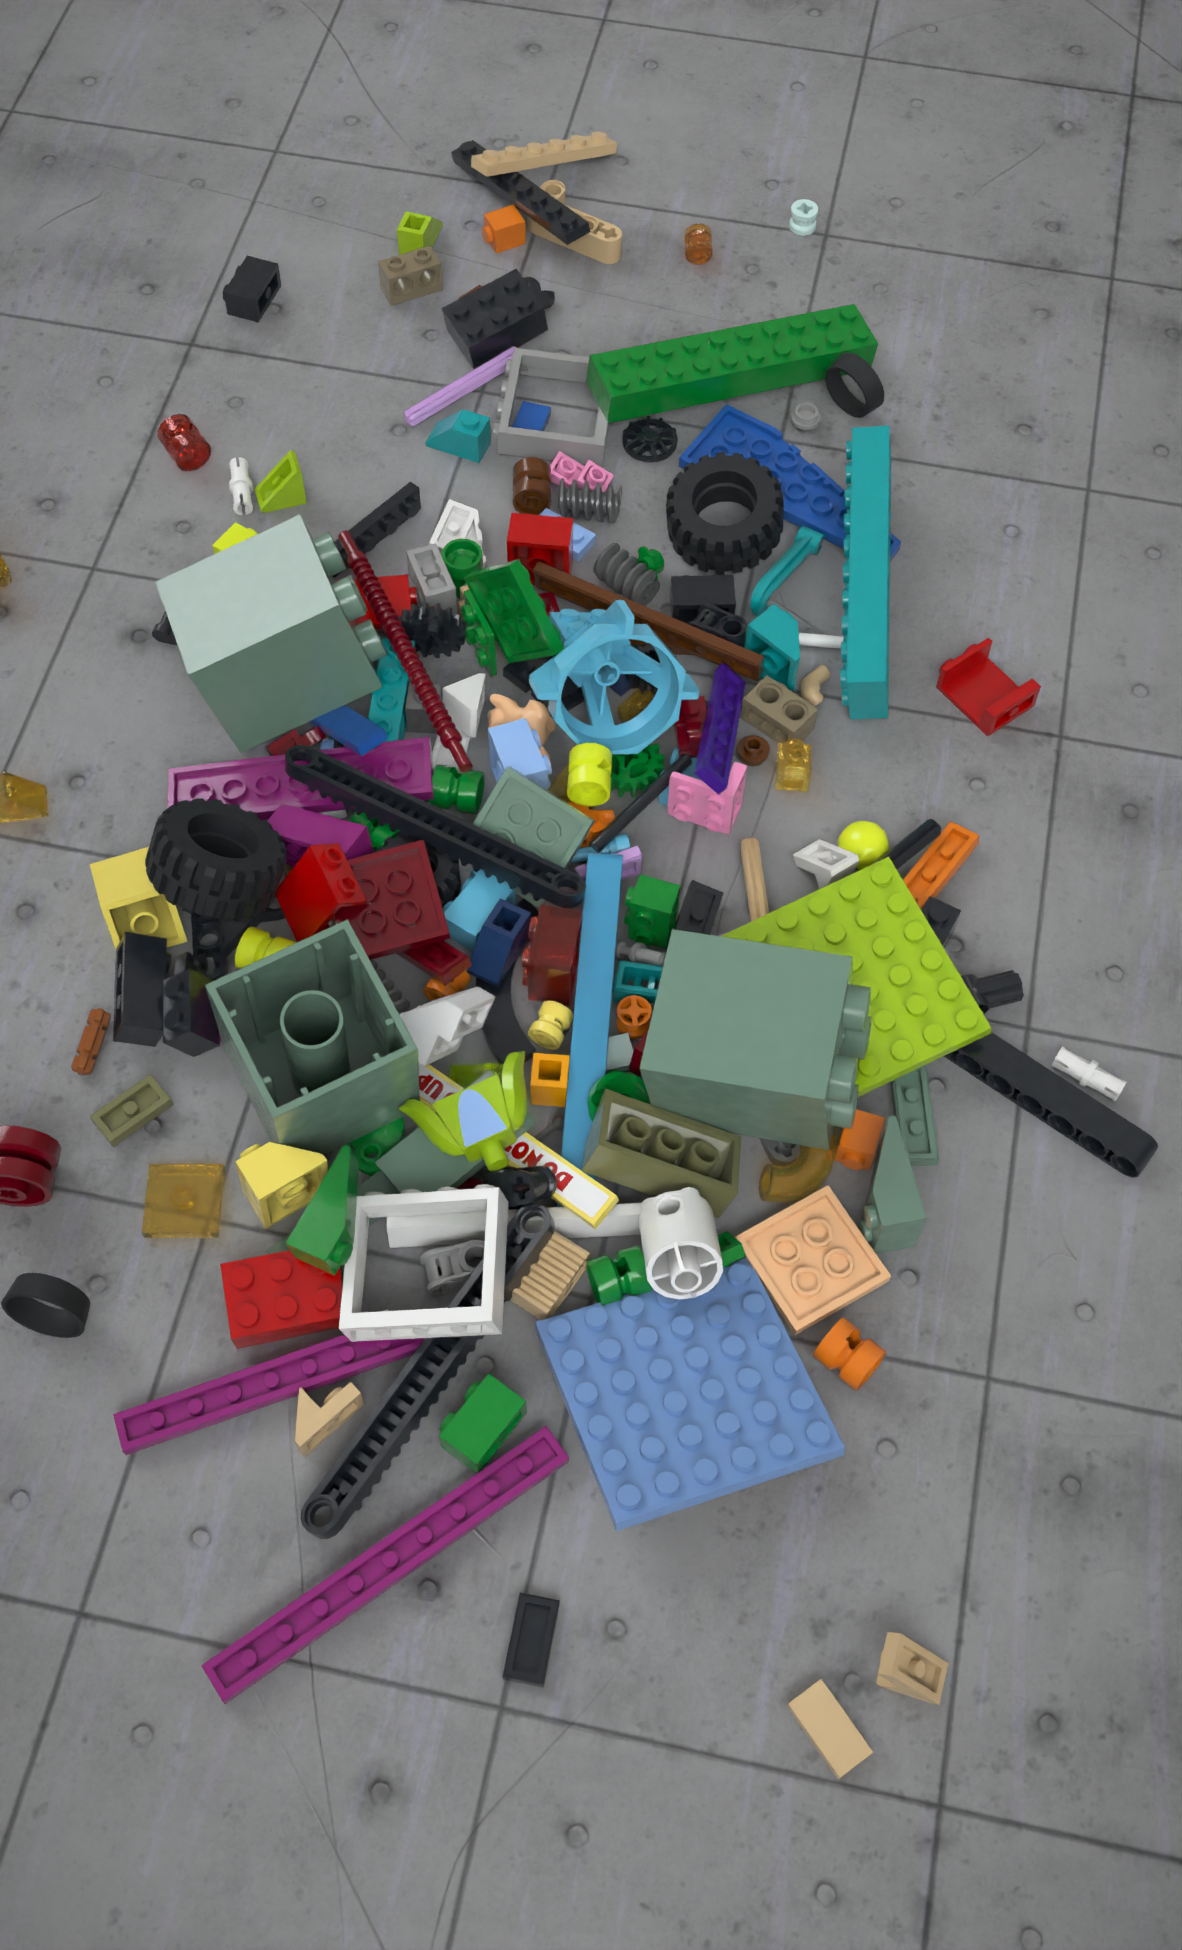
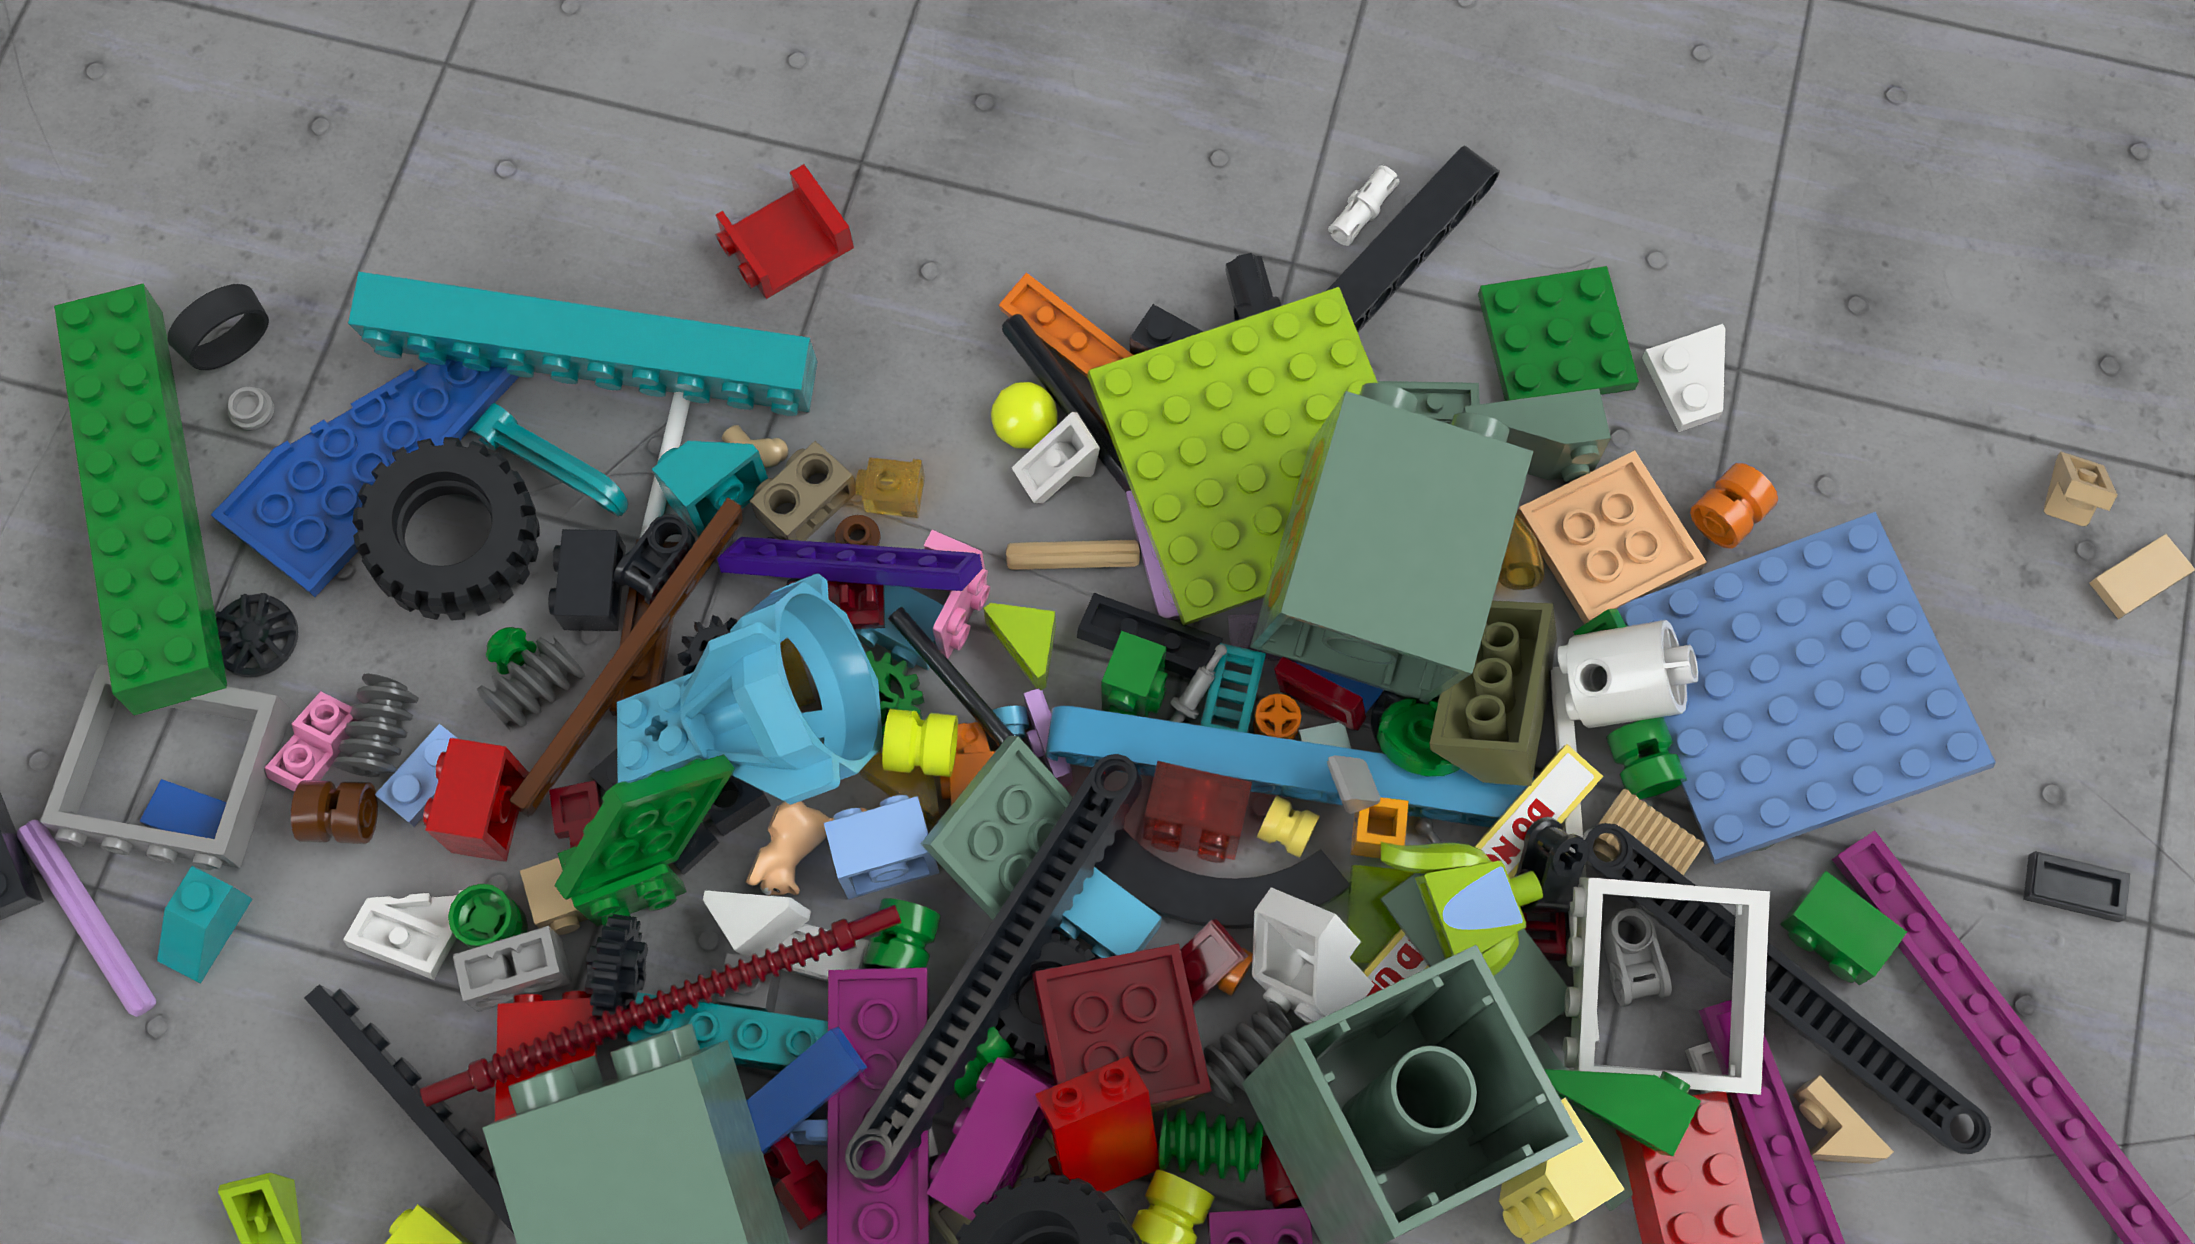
camera: 85 degrees left, 10 degrees up
(500, 942) = (1177, 881): dark blue slope -> none
(574, 1041) = (1353, 783): none -> light grey slope
(680, 854) = (1026, 636): none -> lime slope
(973, 1332) = (1690, 376): none -> white wing
(993, 1225) = (1558, 335): none -> green plate

